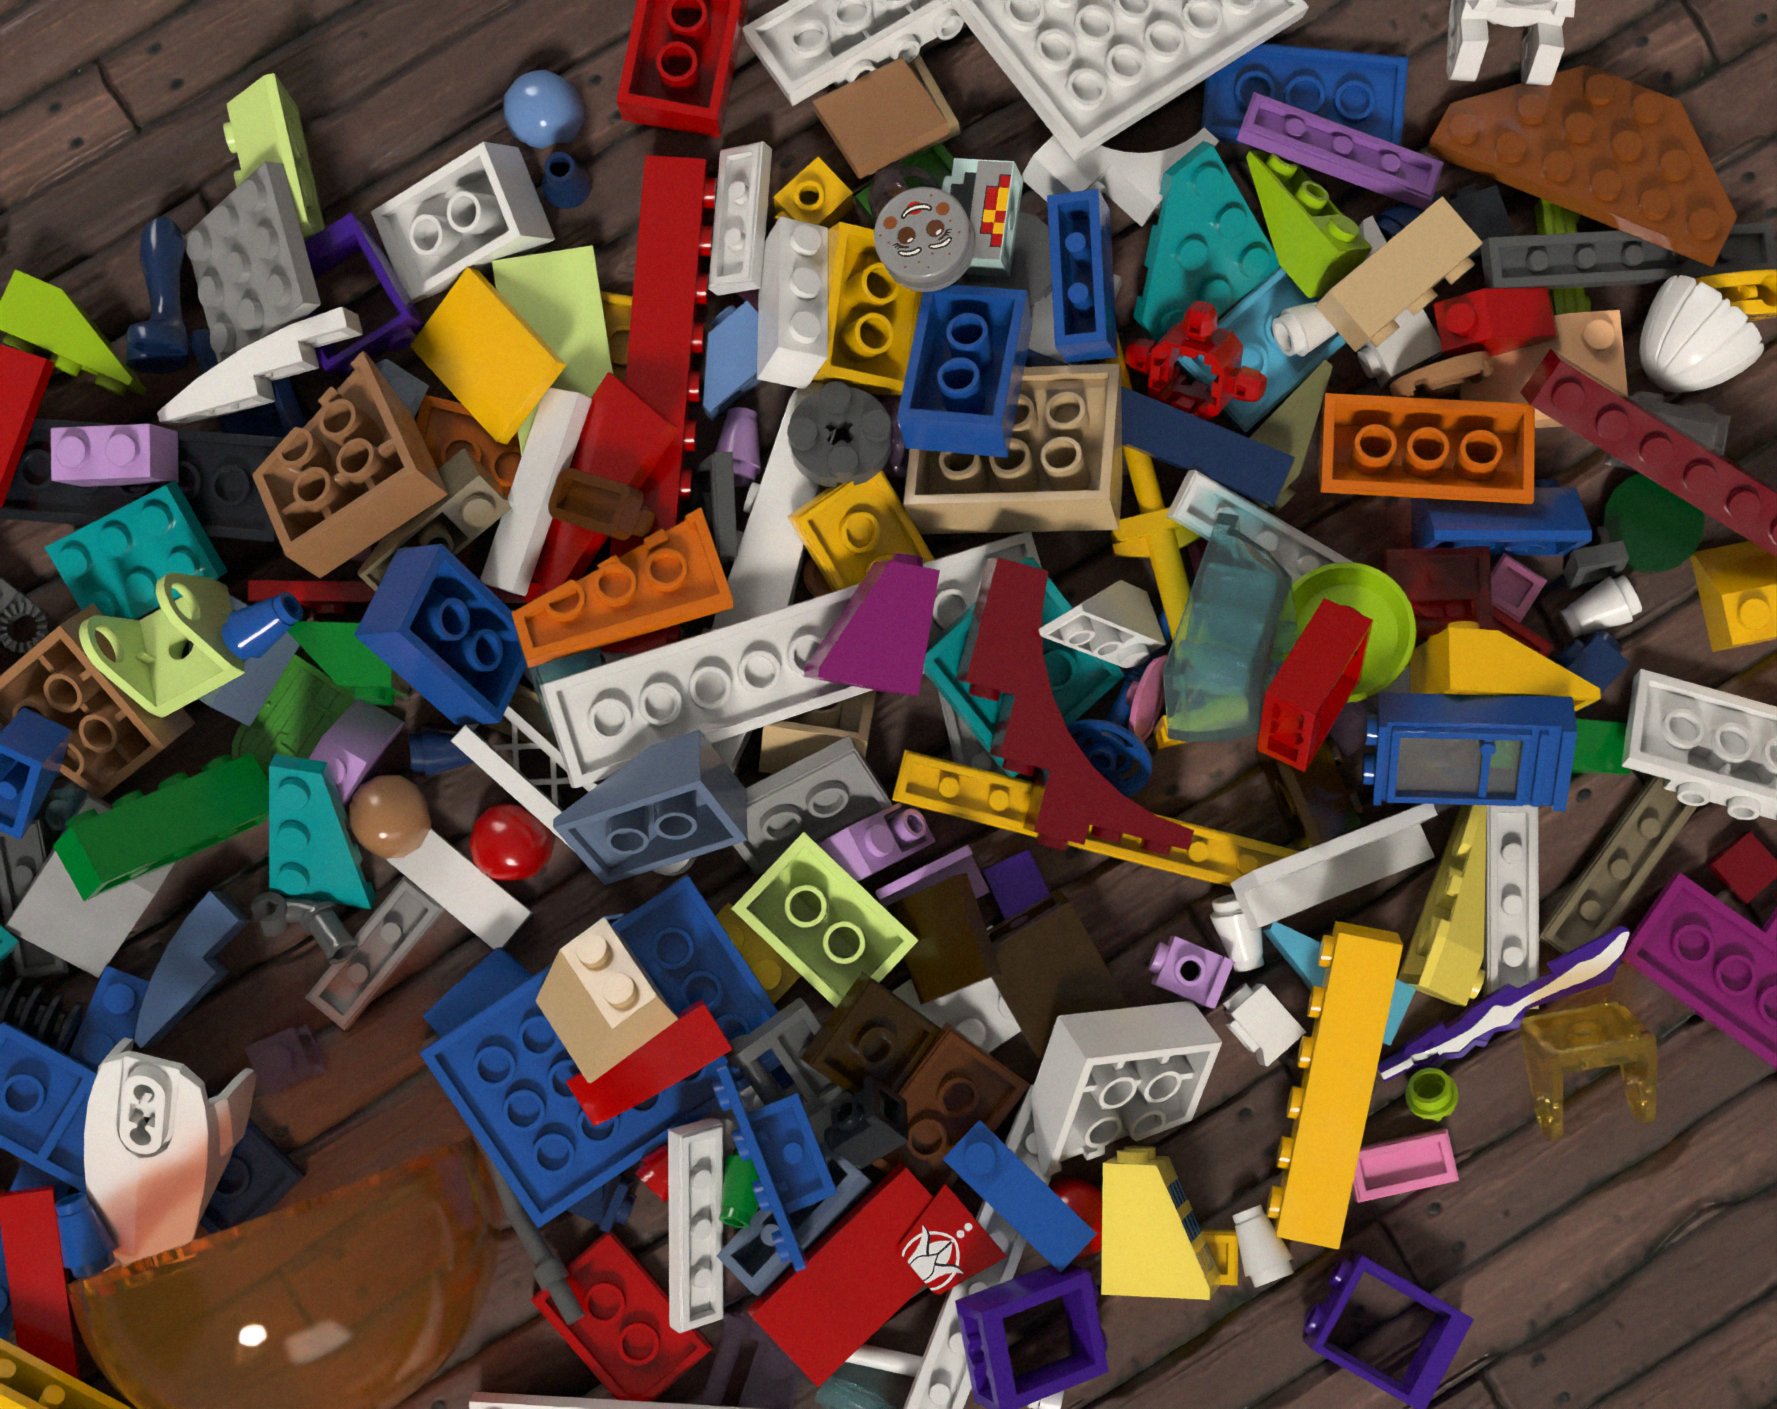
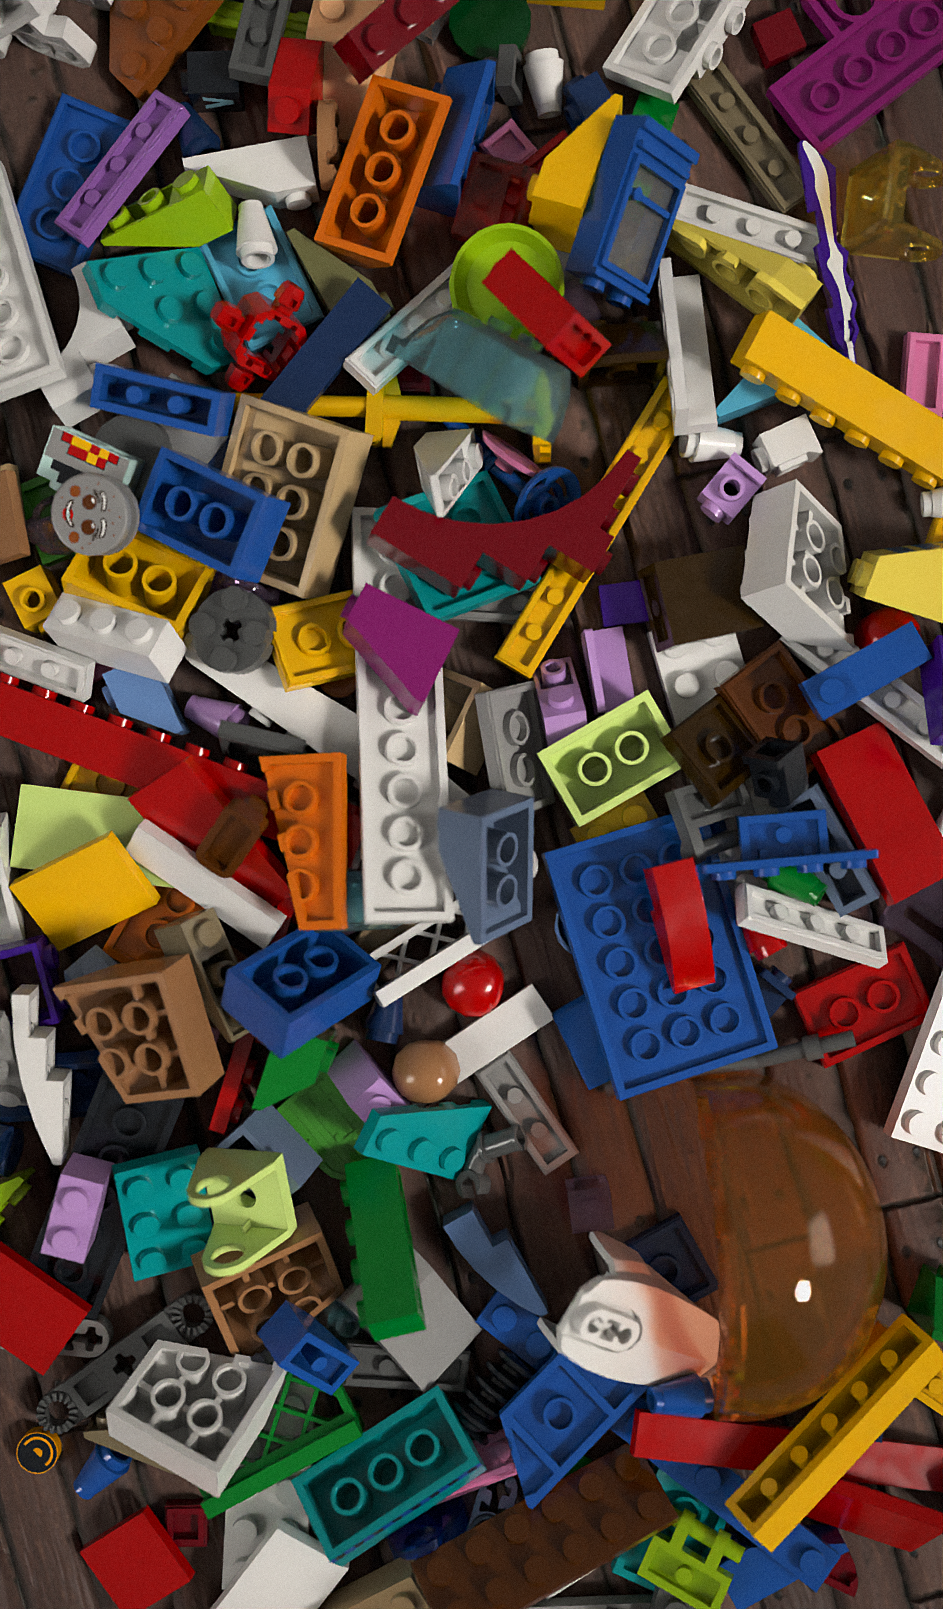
camera: 65 degrees left, 5 degrees up
(259, 626) = (249, 1131): blue cone -> none
(602, 1000) = (625, 947): tan slope -> none
(948, 1244) = (883, 737): red sticker -> none
(951, 936) = (656, 663): dark brown tile -> none
(1400, 276) = (238, 147): tan brick -> none
(1431, 1094) = (879, 334): lime plate -> none

